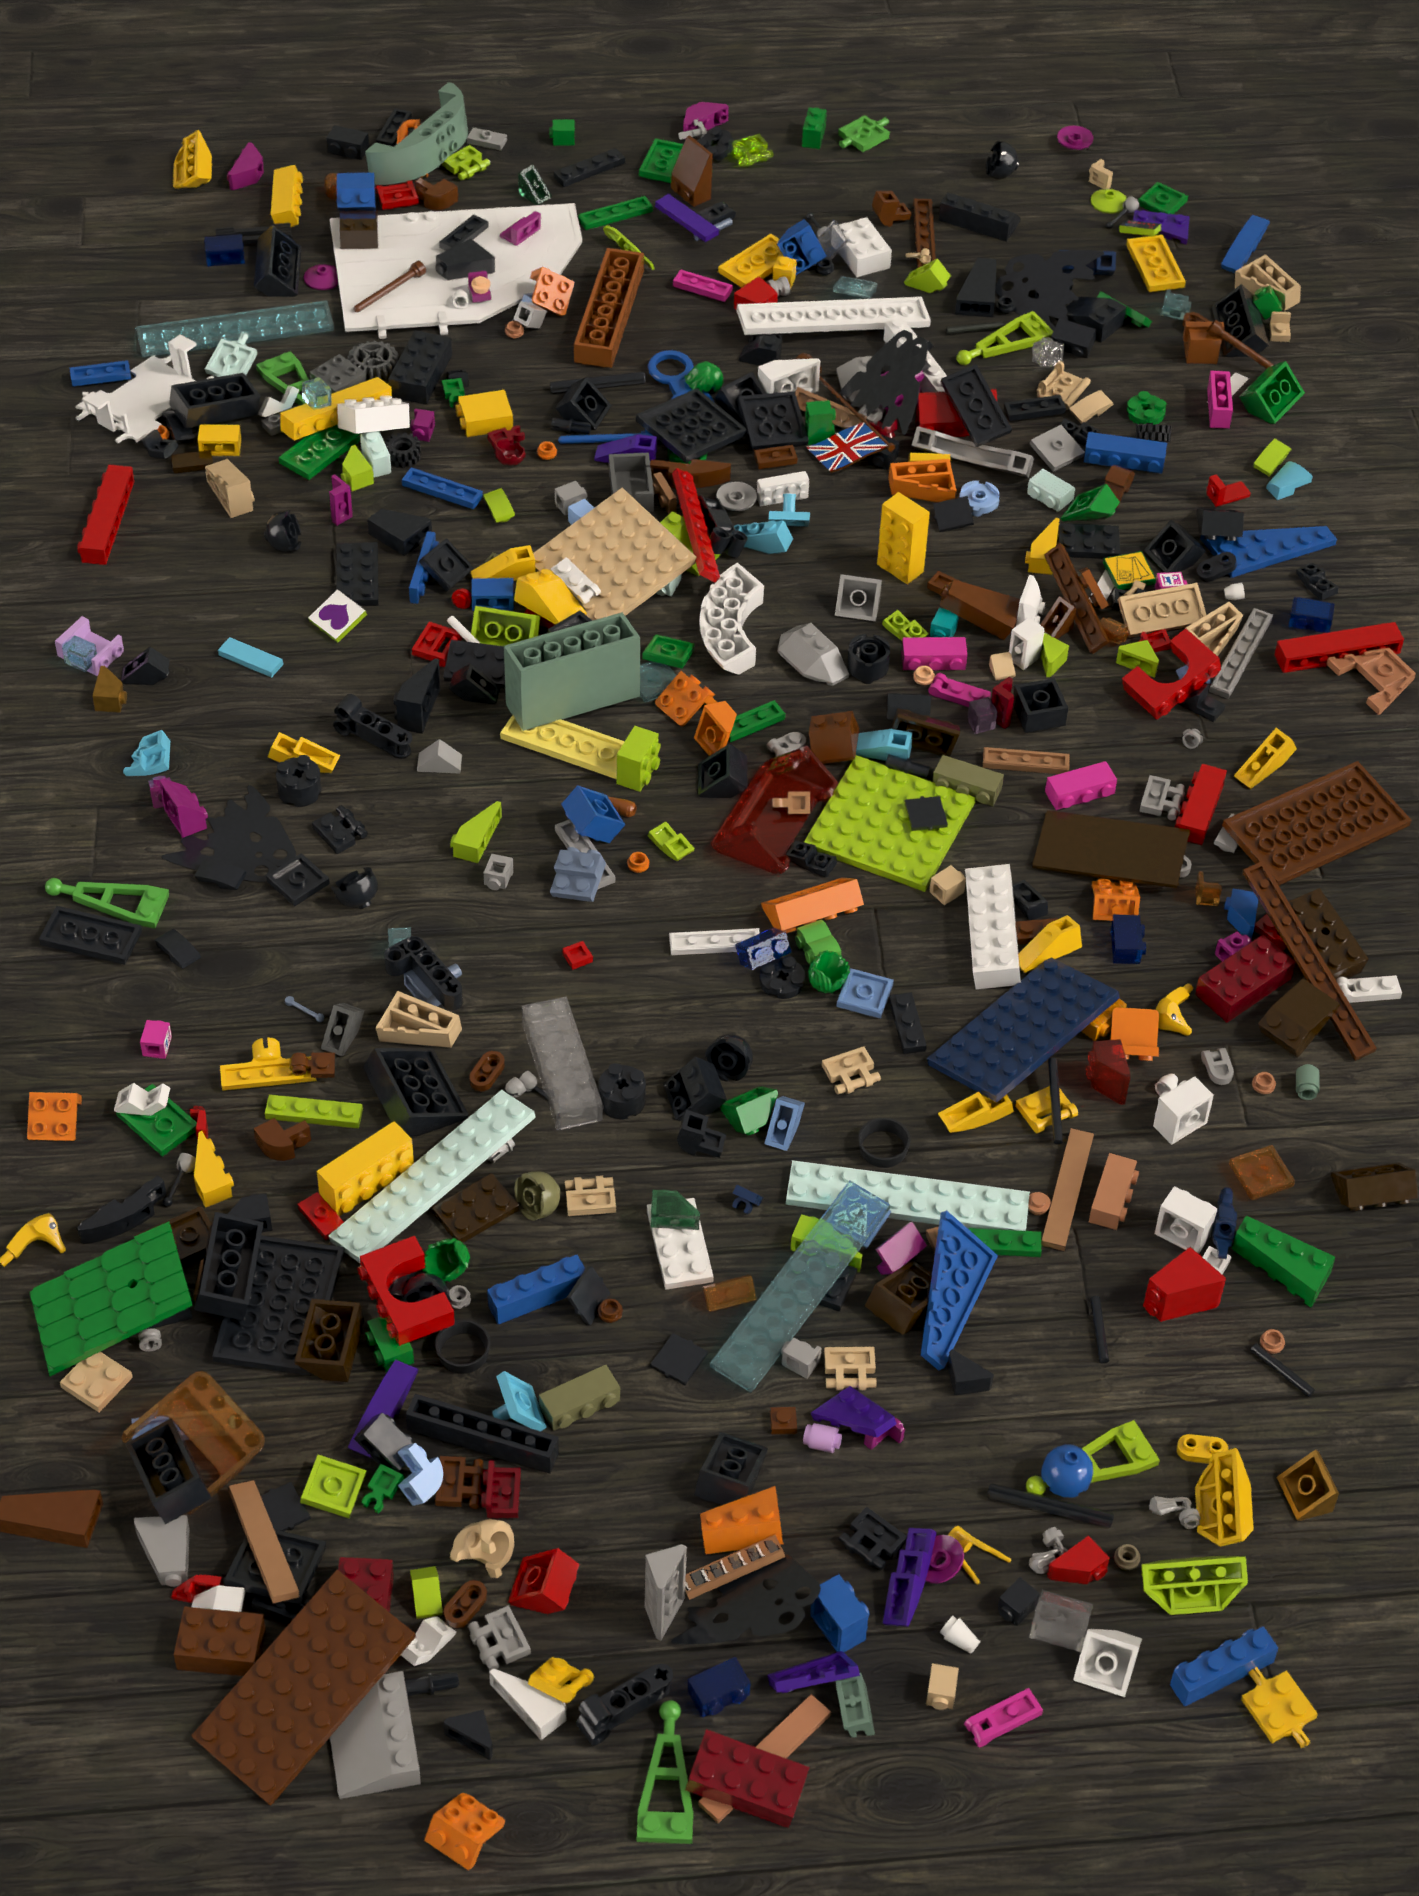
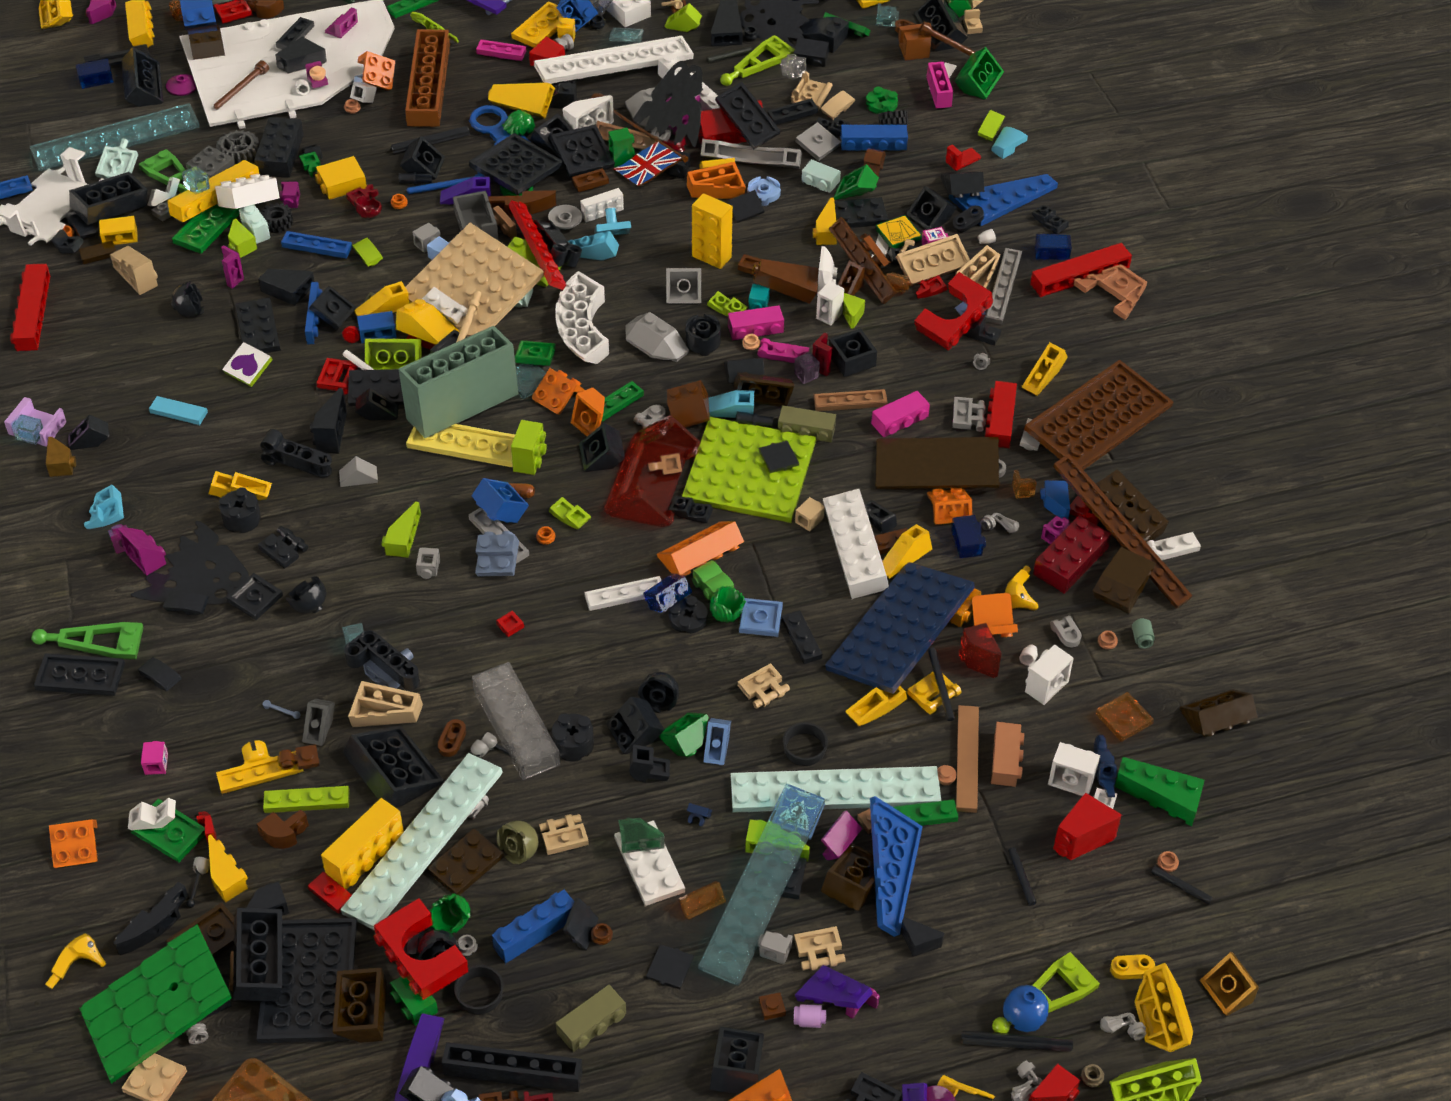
camera: 10 degrees left, 0 degrees up
(519, 1402) = (540, 1033): medium azure tile -> none
(606, 587) = (472, 307): none -> tan bar
(719, 347) = (527, 97): none -> yellow slope
(1002, 666) = (813, 324): tan slope -> none
(1139, 655) = (922, 299): lime slope -> none
(1156, 927) = (988, 522): none -> light grey piece

